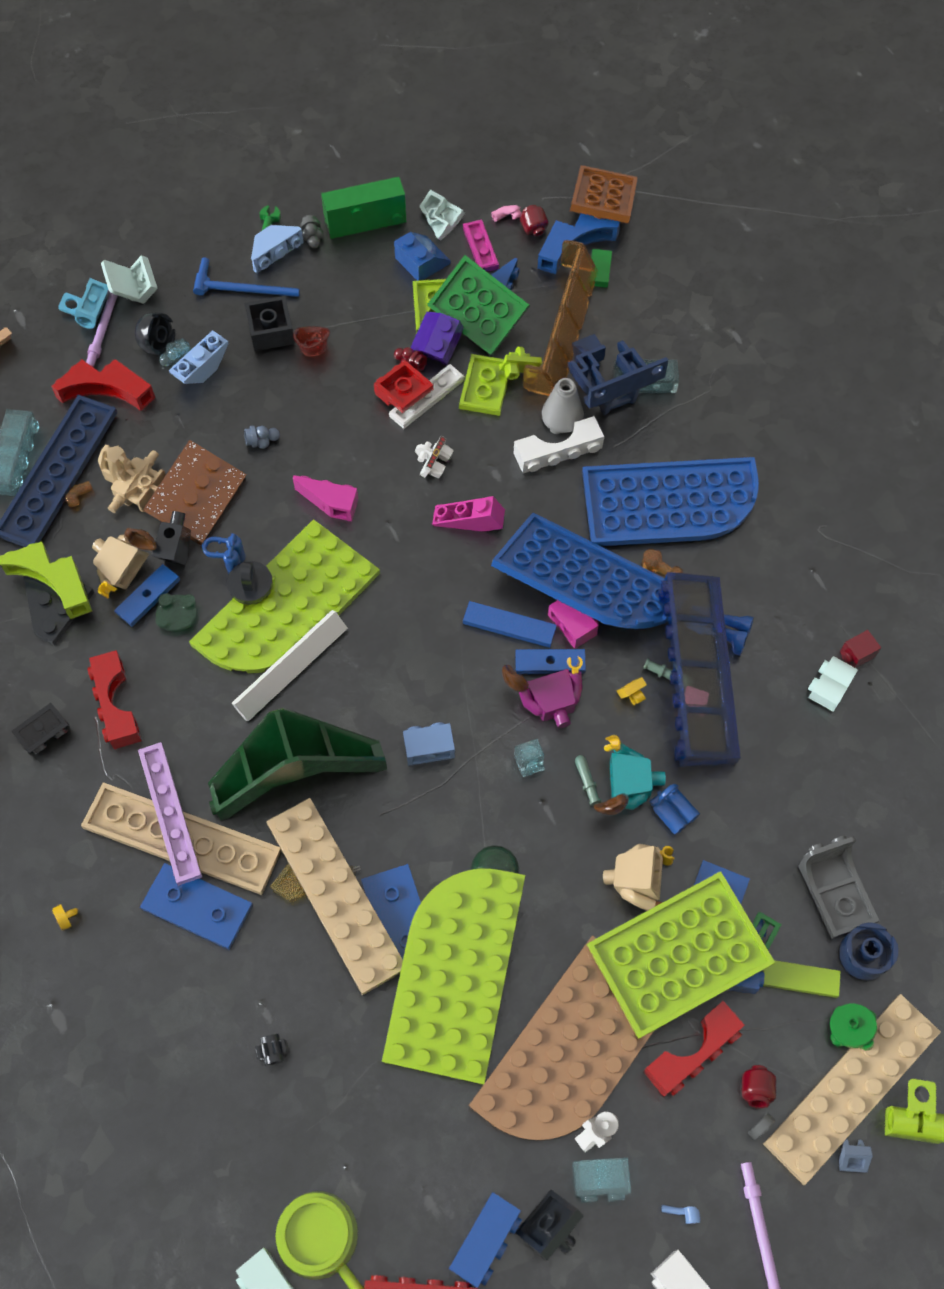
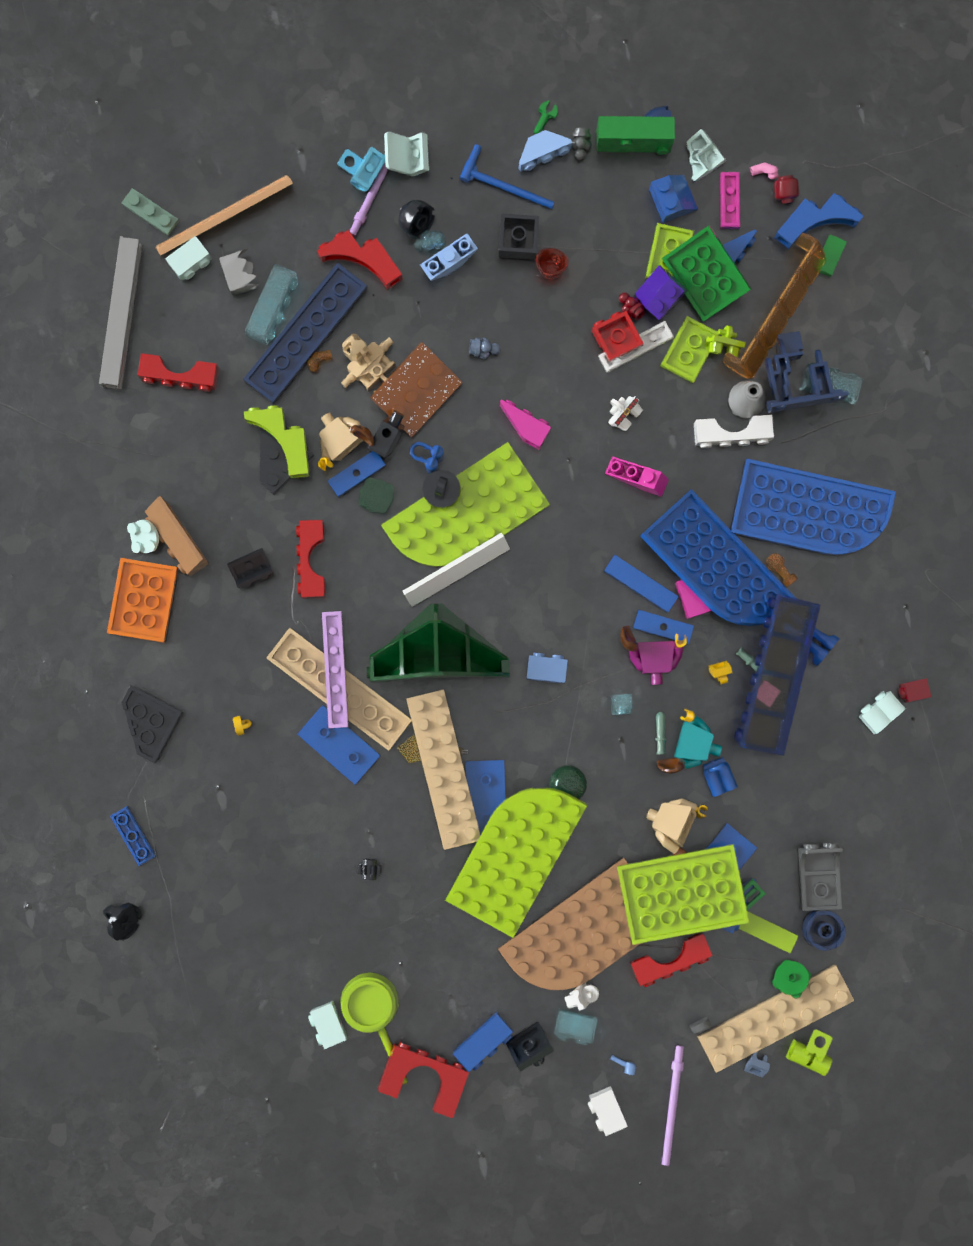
camera: 15 degrees right, 20 degrees up
(604, 194) = (859, 180): dark orange plate -> none
(759, 1086) = (707, 999): dark red head -> none

